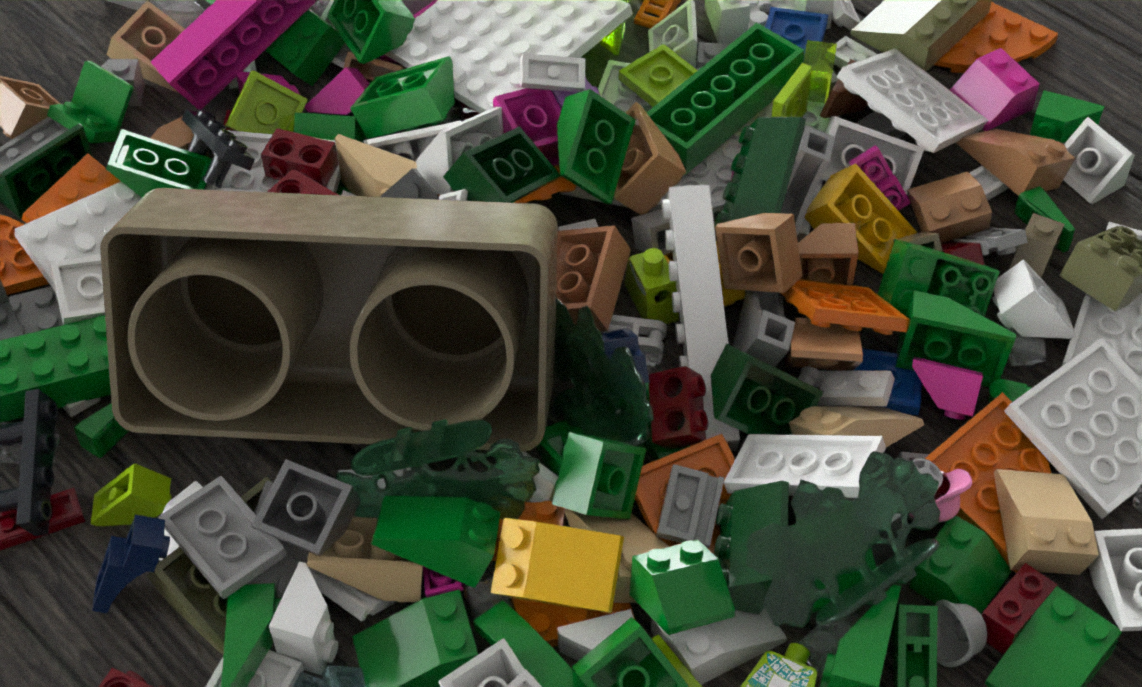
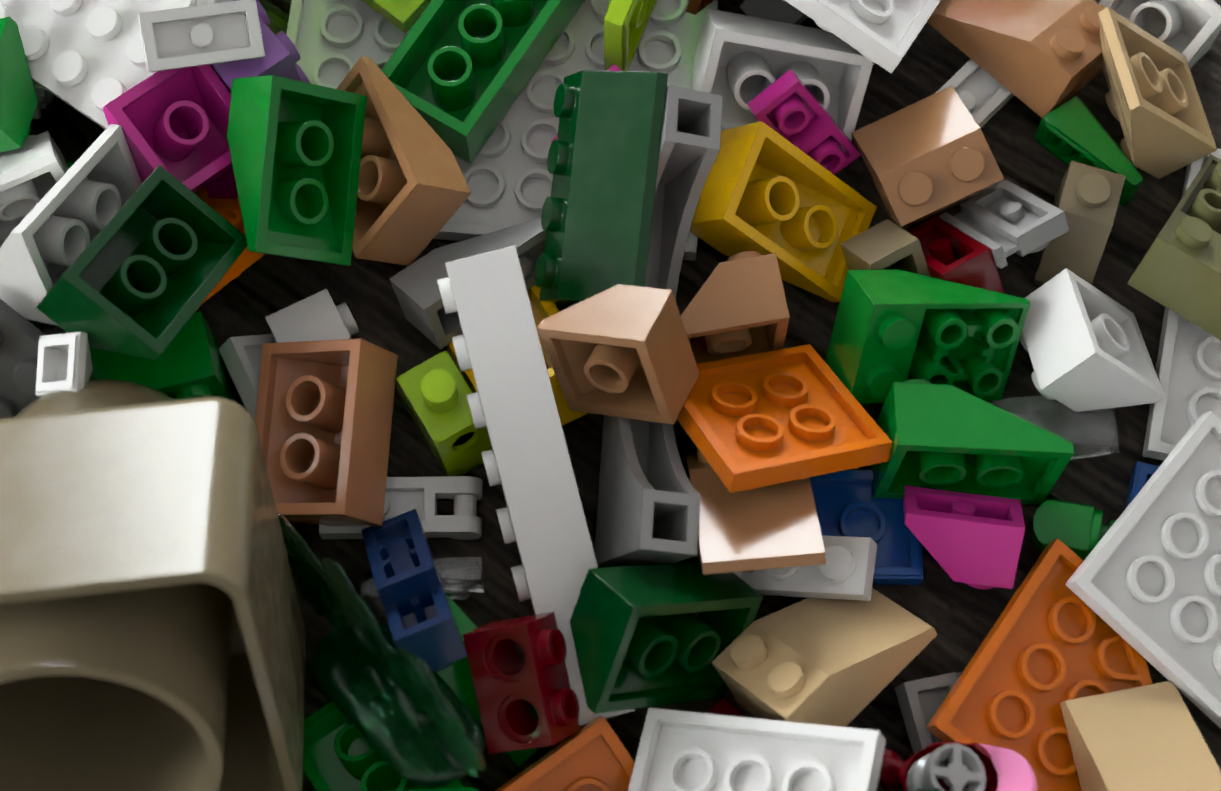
camera: 10 degrees left, 20 degrees up
(1084, 188) = (1152, 98): none -> tan slope

